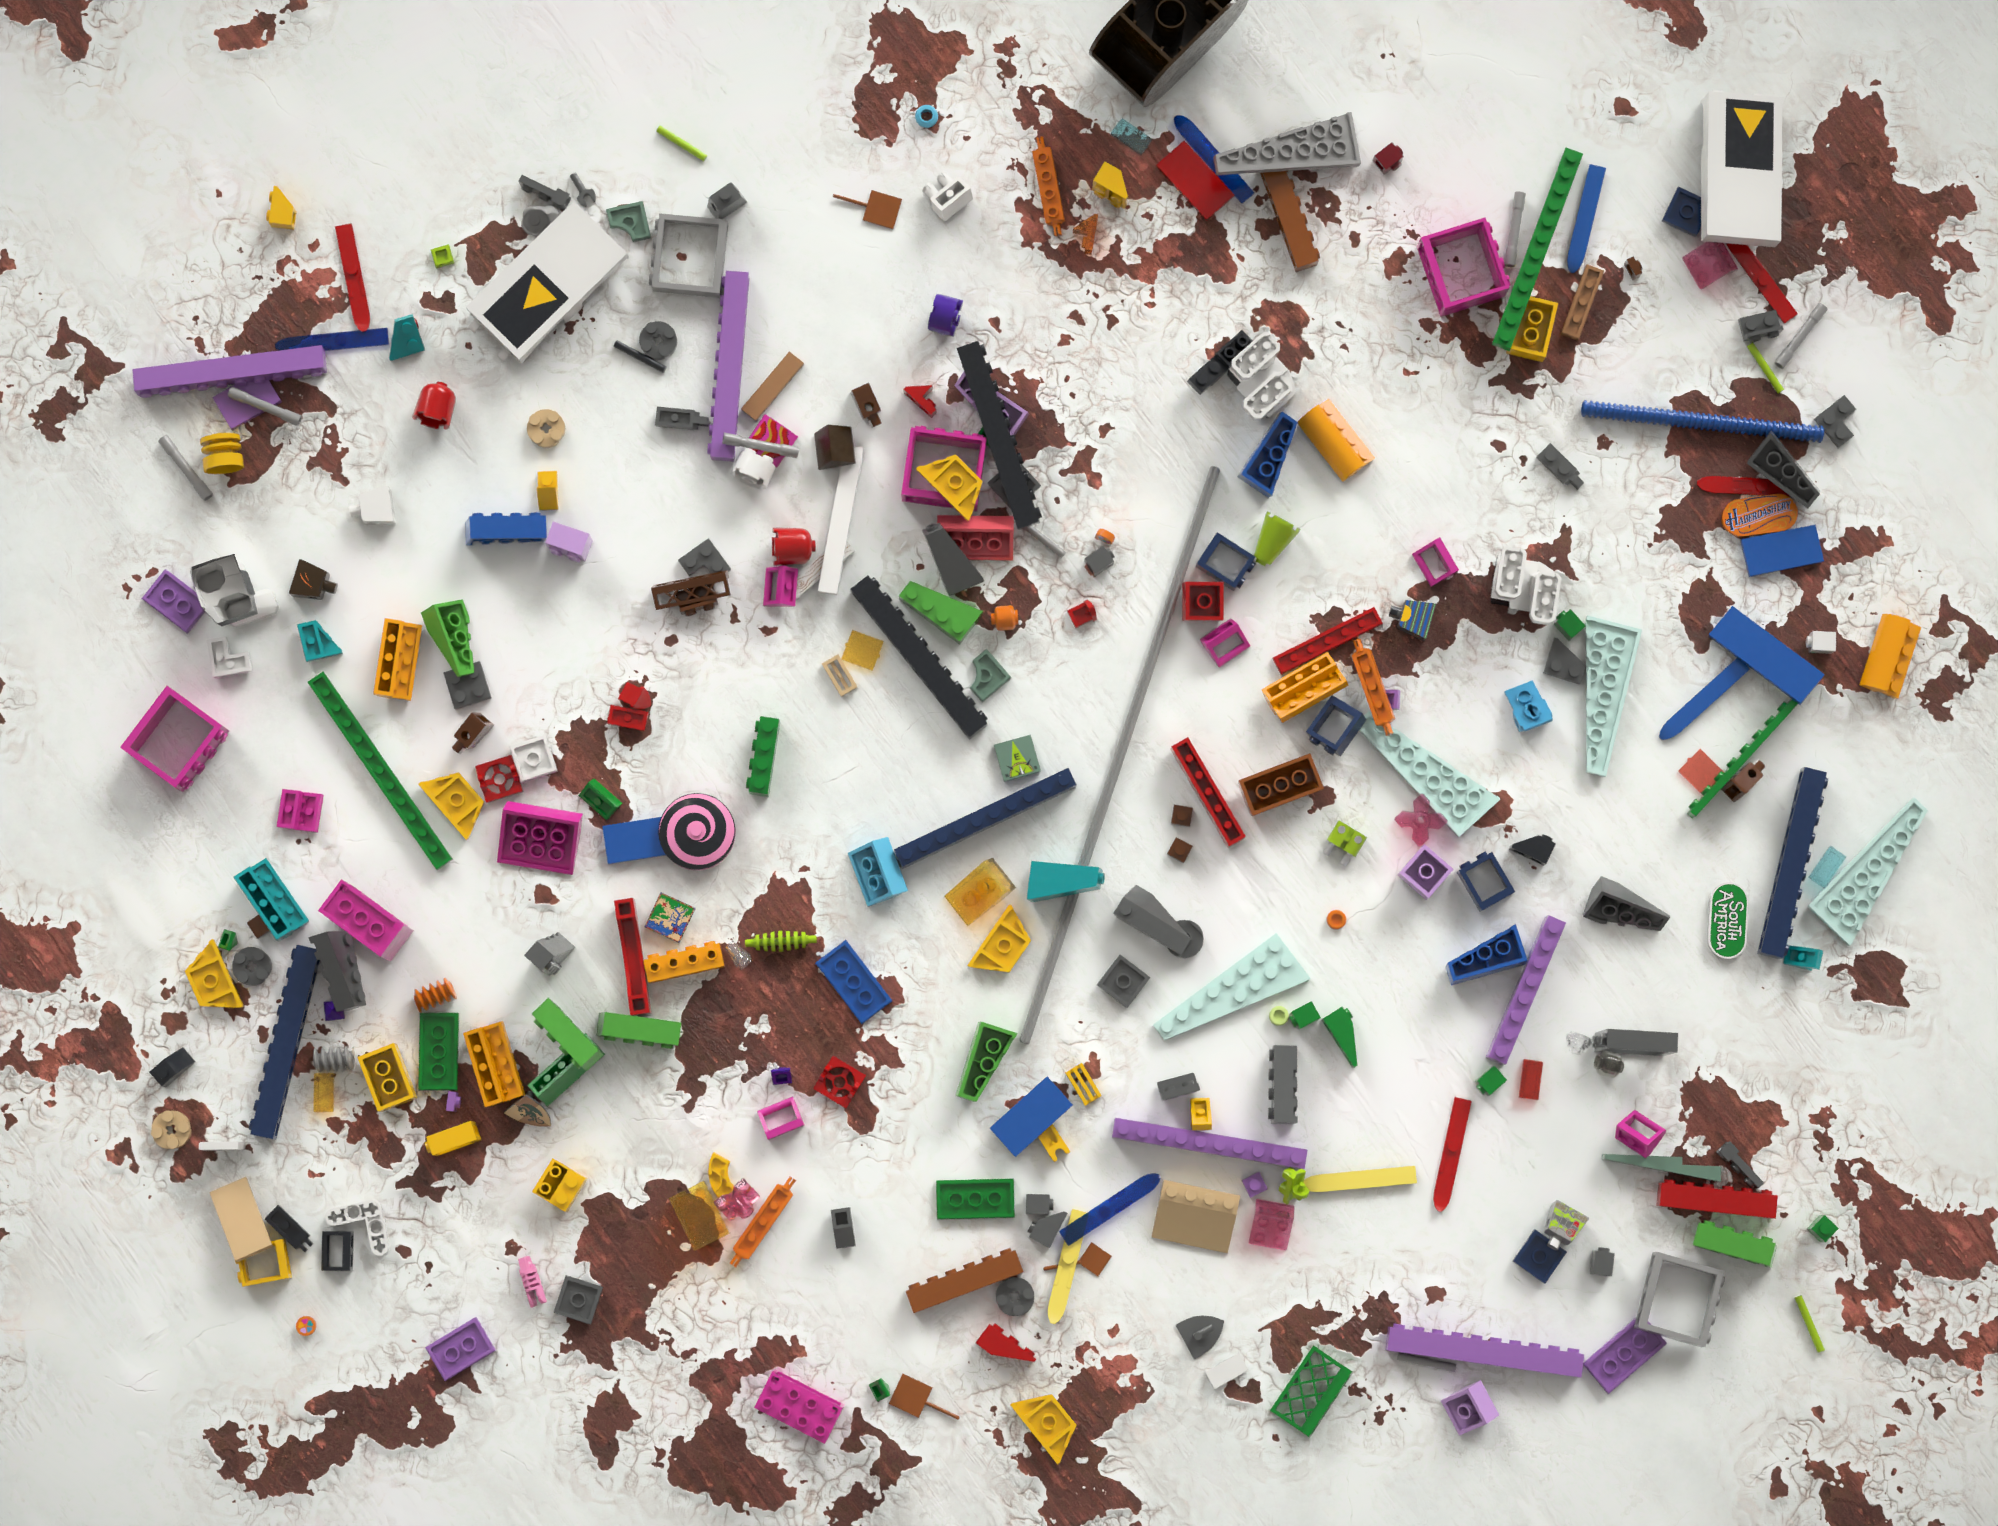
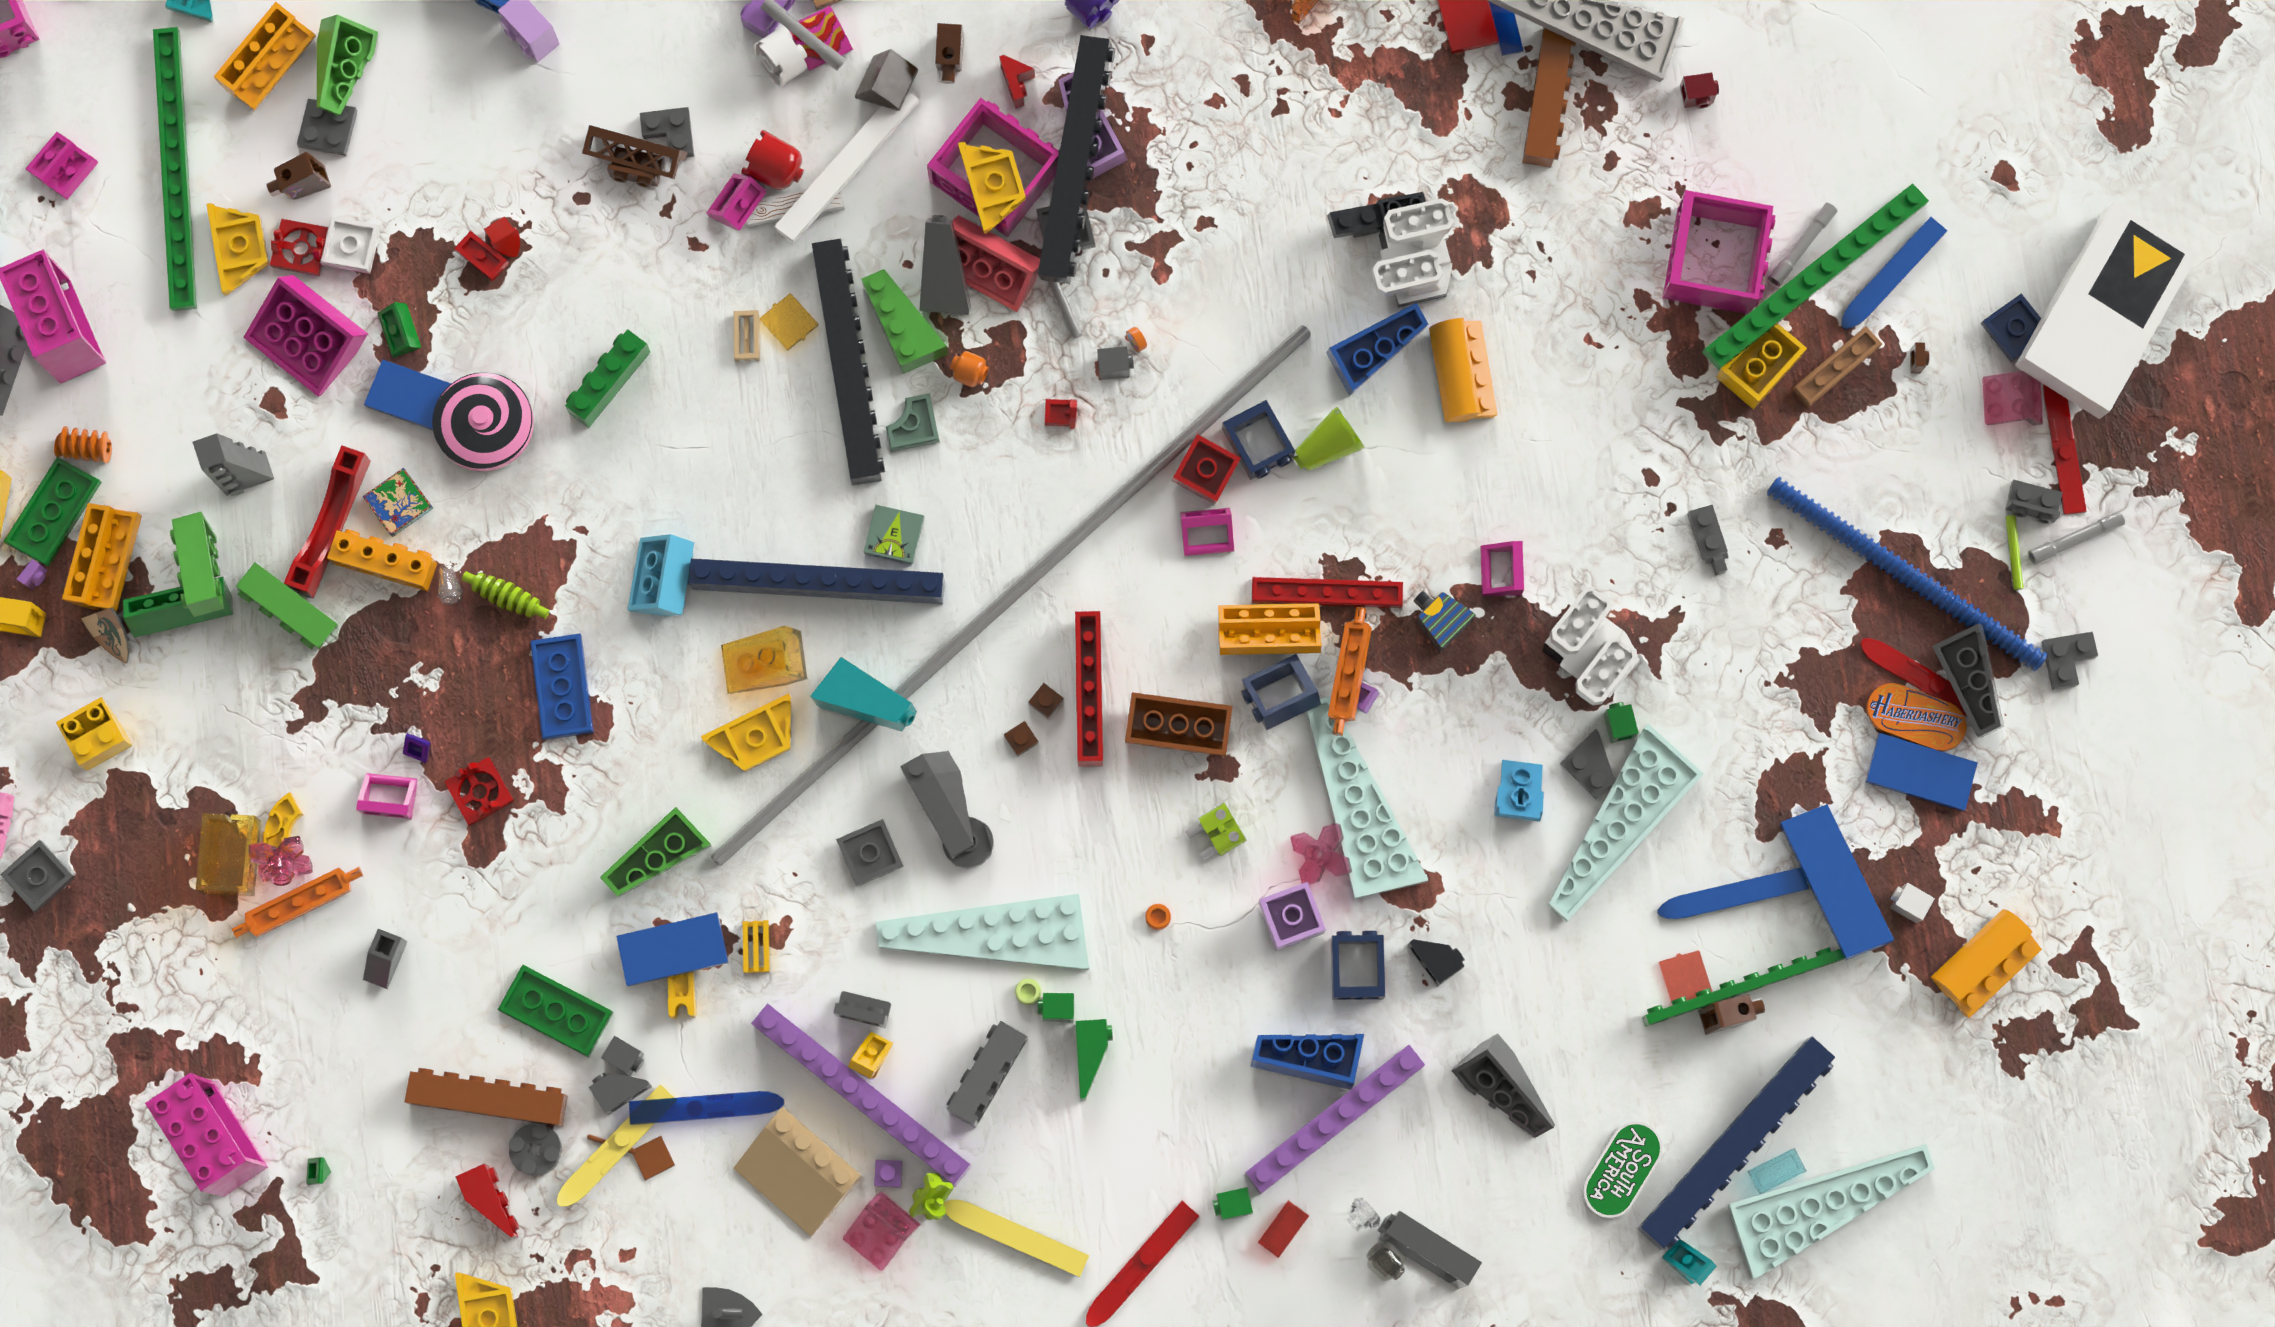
camera: 30 degrees right, 5 degrees down
(912, 1397) = (351, 1199): dark orange piece -> none

